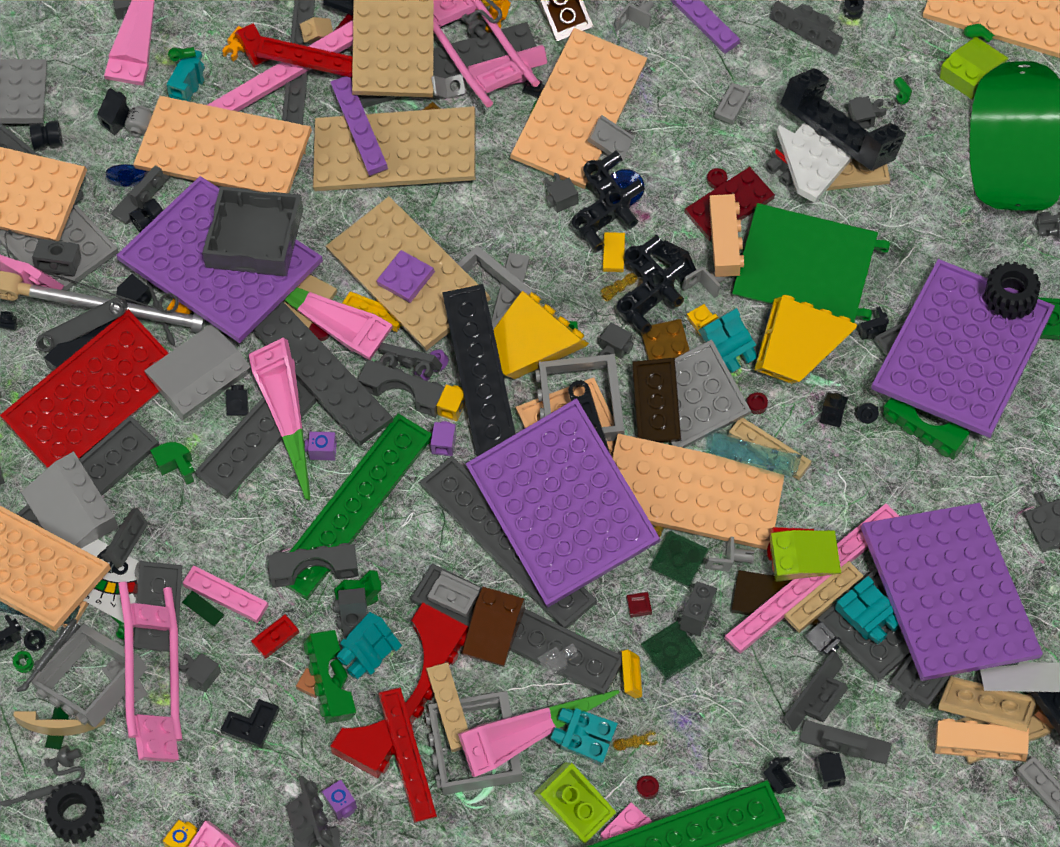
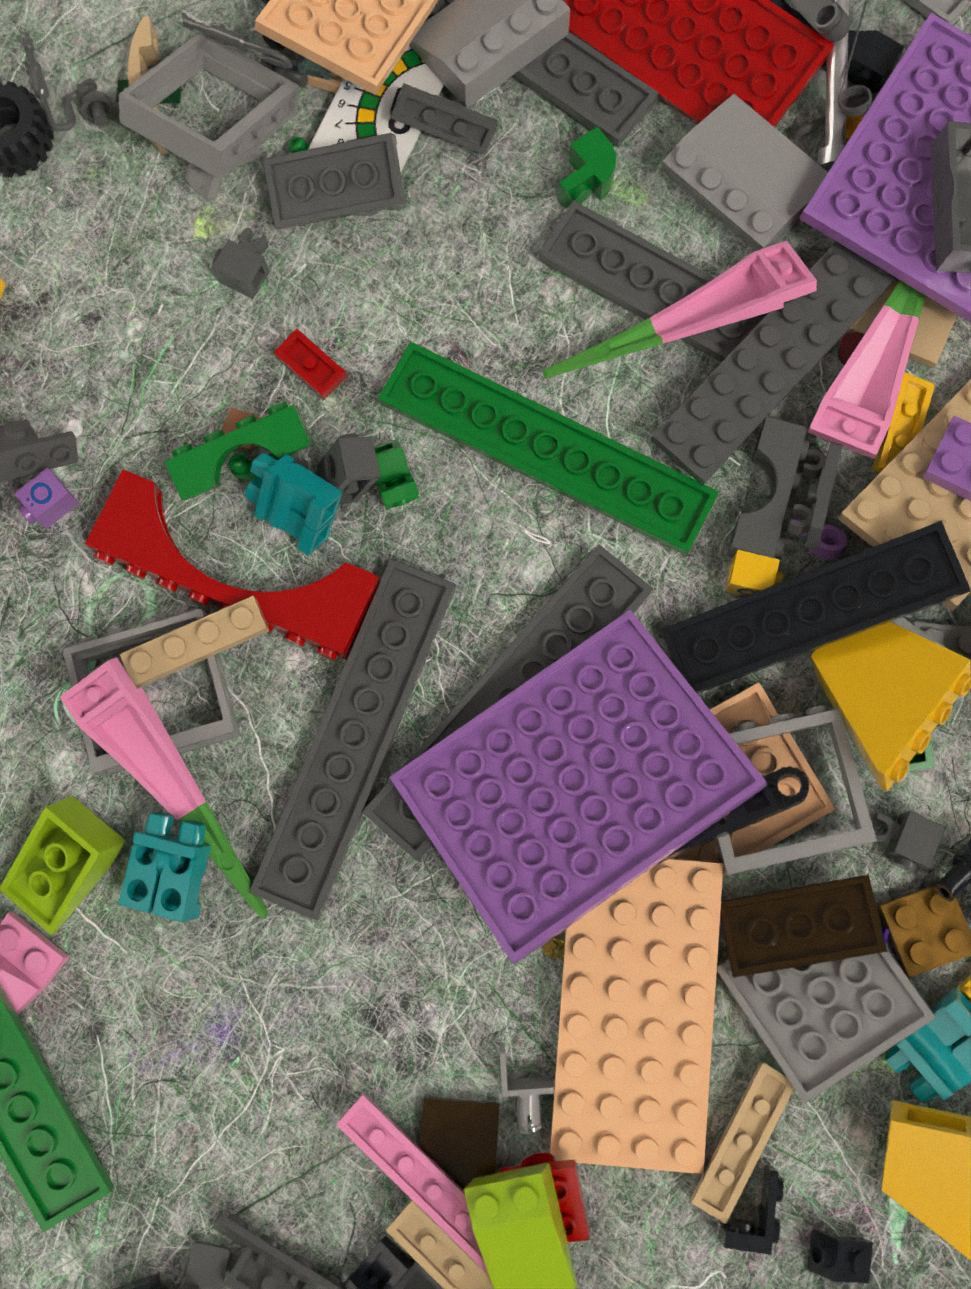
camera: 85 degrees right, 15 degrees up
(16, 662) = (245, 16): green bush -> none
(154, 735) = (122, 217): bright pink plate -> none
(203, 608) = (354, 256): dark green sticker -> none
(225, 594) = (374, 281): bright pink plate -> none
(237, 400) = (709, 244): black bracket -> none
(252, 729) = (156, 354): black plate -> none
(287, 566) = (415, 359): dark grey arch -> none
(321, 445) = (645, 382): medium lavender brick -> none
(407, 755) = (116, 587): red tile -> none
(443, 438) = (685, 571): medium lavender brick -> none
(454, 594) = (397, 624): light grey plate -> none
(494, 626) = (344, 695): reddish brown slope -> none
(555, 660) = (290, 804): clear plate -> none
(622, 744) = (179, 972): clear yellow piece -> none
(631, 674) = (288, 935): yellow tile -> none
(639, 604) = (421, 934): dark red tile -> none
(648, 787) = (98, 983): dark red tile -> none
(671, 650) = (342, 998): clear green plate -> none
(679, 559) = (509, 997): clear green plate -> none
(698, 608) = (412, 1041): dark grey brick -> none
(754, 454) = (708, 1158): clear light blue arch -> none
(757, 403) = (832, 1109): dark red tile -> none
(778, 776) = (119, 1212): black bracket -> none
(815, 441) = (742, 1233): none -> black bracket

